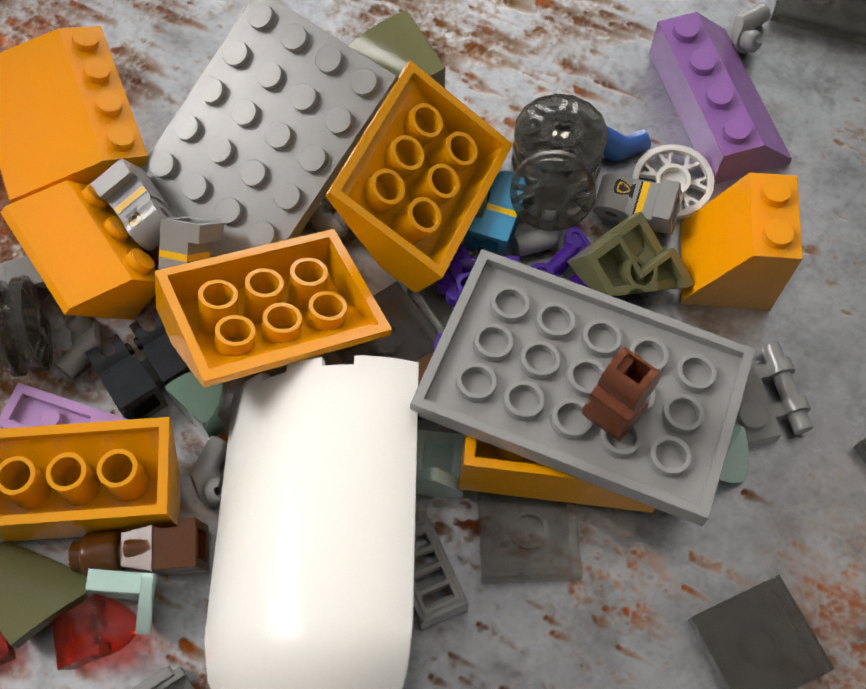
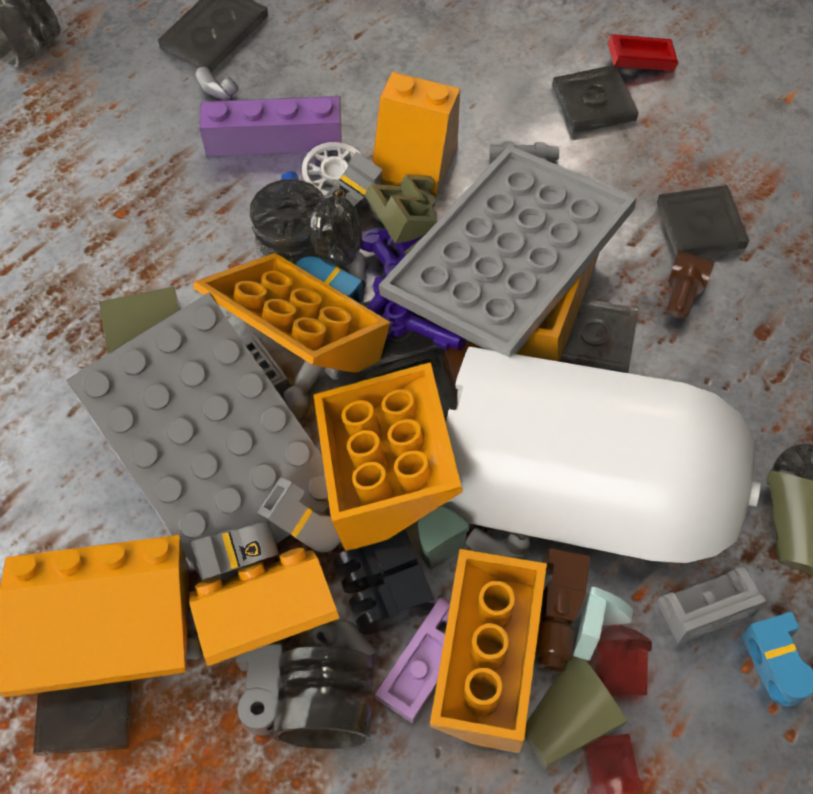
camera: 75 degrees left, 5 degrees down
(621, 393) = (546, 212): copper leg -> none
(653, 635) = (687, 279): none -> reddish brown axle

